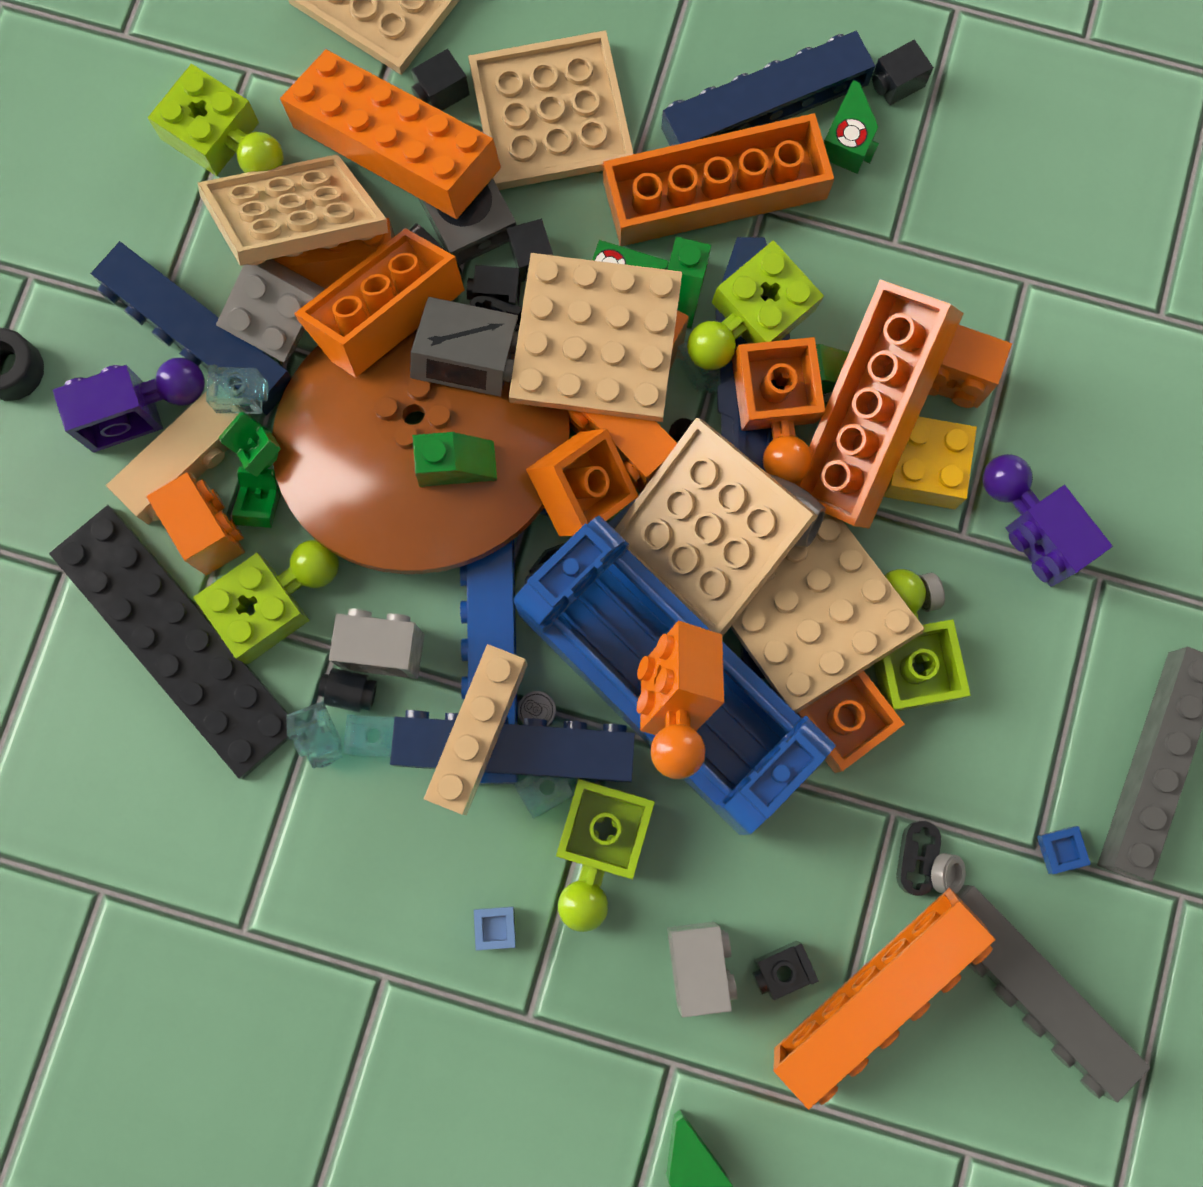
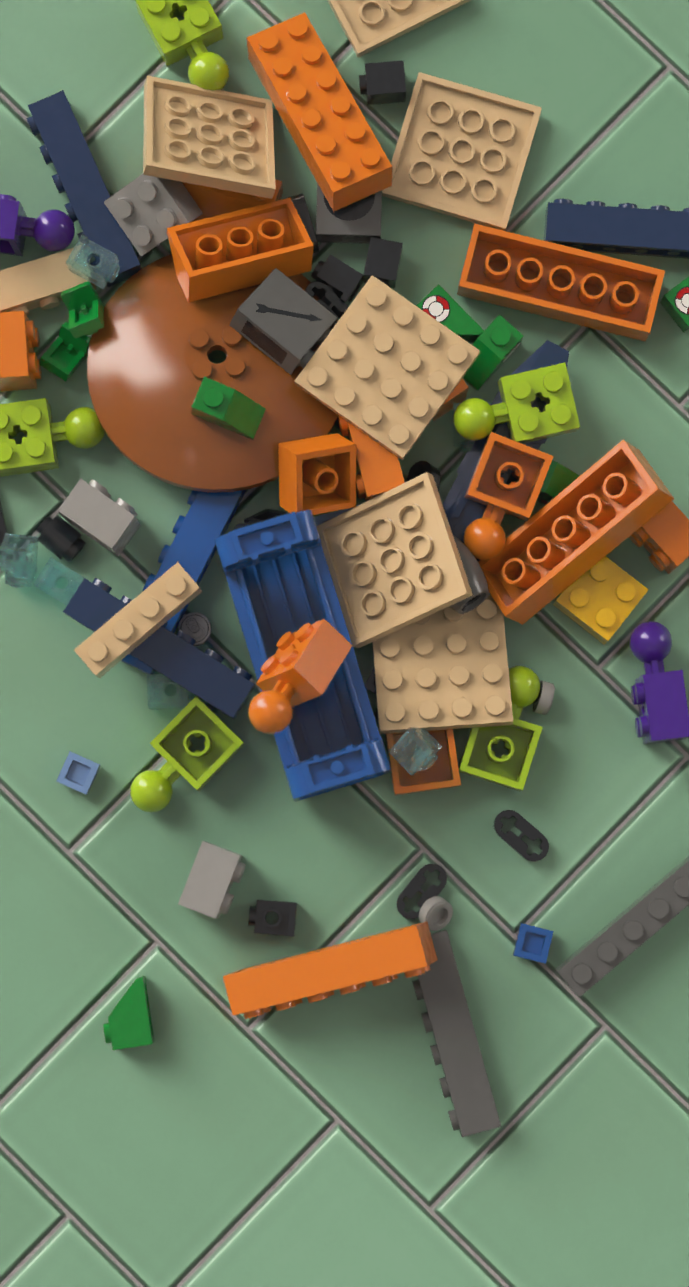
camera: 30 degrees right, 5 degrees up
(845, 712) = (416, 750): none -> clear light blue brick
(988, 736) = (515, 841): none -> black beam

